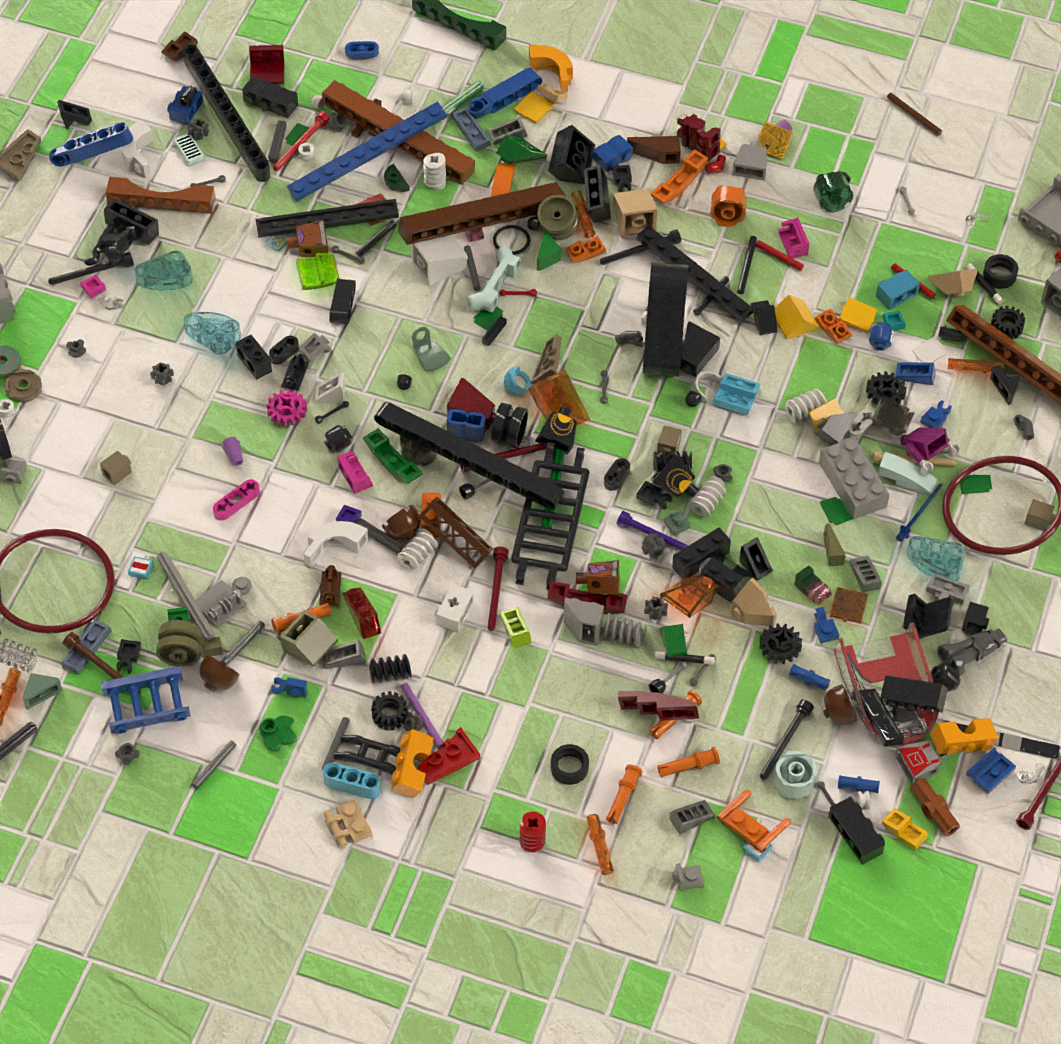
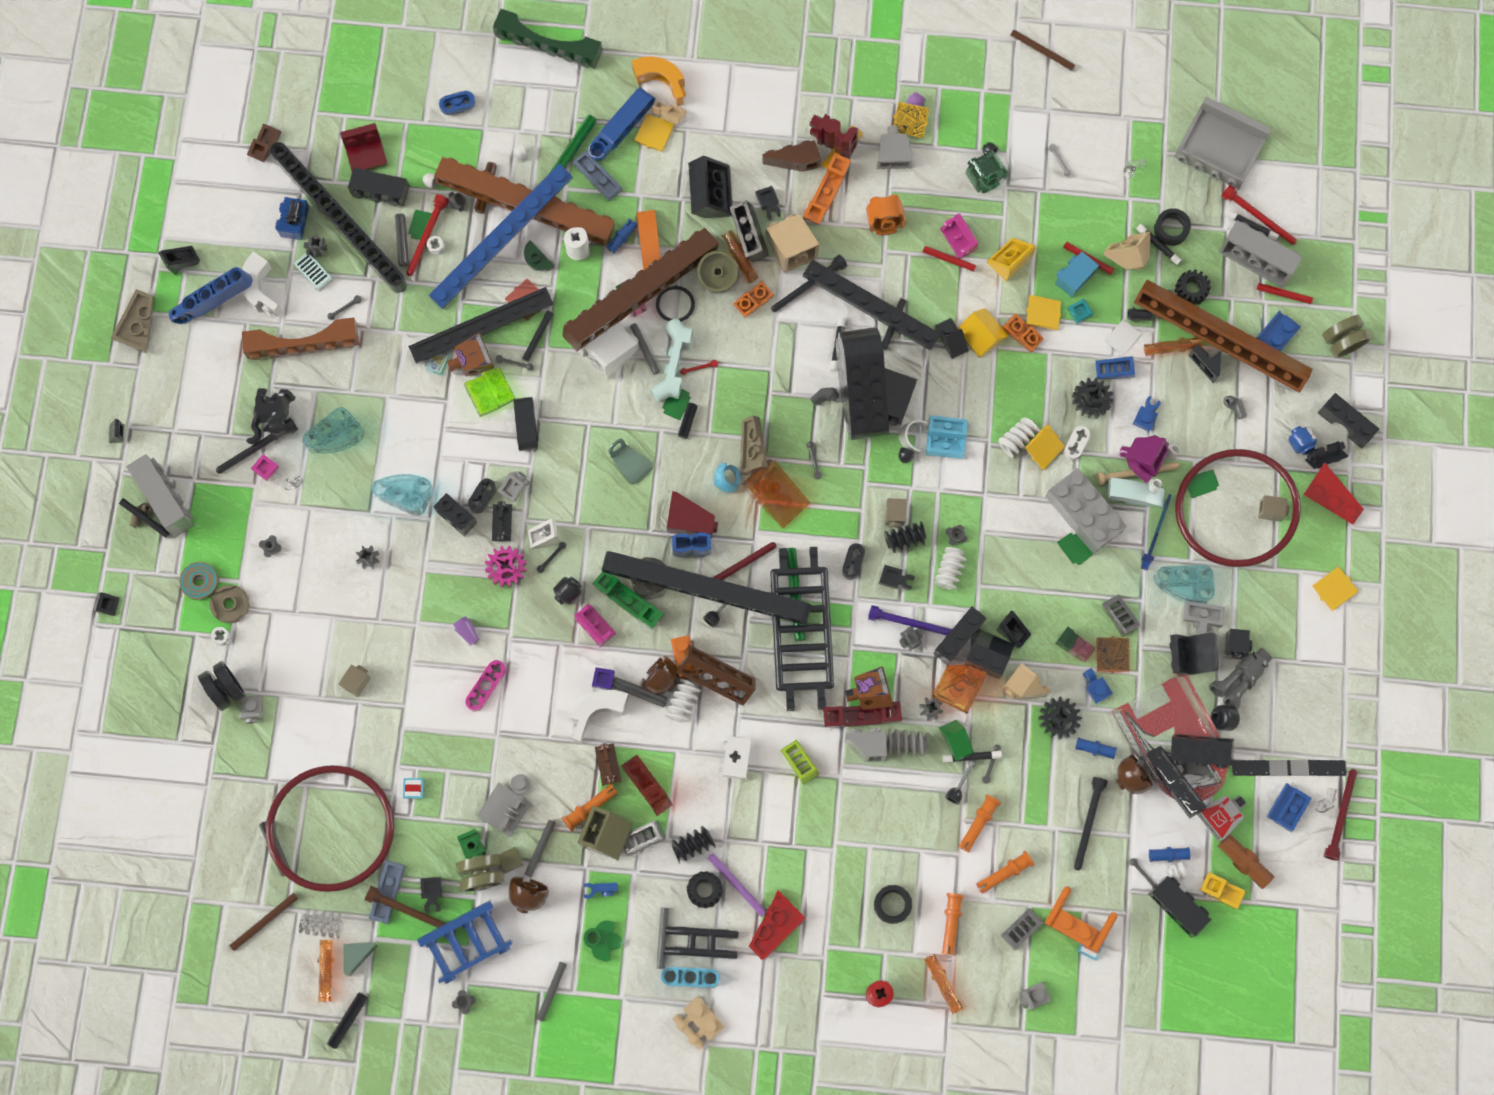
camera: 15 degrees left, 20 degrees up
(124, 215) = (277, 378): black brick -> none
(185, 595) = (468, 811): light grey axle -> none
(404, 381) = (614, 506): black hinge -> none
(406, 777) = (741, 962): light orange arch -> none
(413, 722) = (731, 898): dark grey plate -> none
(478, 177) = (621, 236): none -> blue pin
(500, 556) = (764, 686): dark red piece -> none
(509, 425) = (734, 536): black wheel -> none
(510, 125) = (632, 166): flat silver slope -> none
(518, 150) = (655, 193): green slope -> none
(533, 224) = (692, 280): black hinge -> none
(548, 253) = (718, 313): green slope -> none
(559, 430) = (784, 529): black torso -> none
(613, 153) = (752, 174): blue brick -> none
(664, 705) = (969, 822): dark red slope -> none
(675, 477) = (913, 556): black torso -> none
(676, 522) = (926, 603): sand green tile -> none
(717, 166) = (860, 164): red arm -> none
(747, 263) = (919, 278): black bar -> none
(795, 775) = (1109, 852): light aqua brick -> none
(834, 551) = (1084, 597): olive slope -> none
(835, 427) = (1055, 456): slope -> none
(840, 266) = (1011, 257): none -> yellow slope
(881, 336) = (1073, 335): blue head -> none
(892, 416) = (1108, 433): clear smoke brick -> none
(977, 736) = (1247, 789): light orange arch -> none

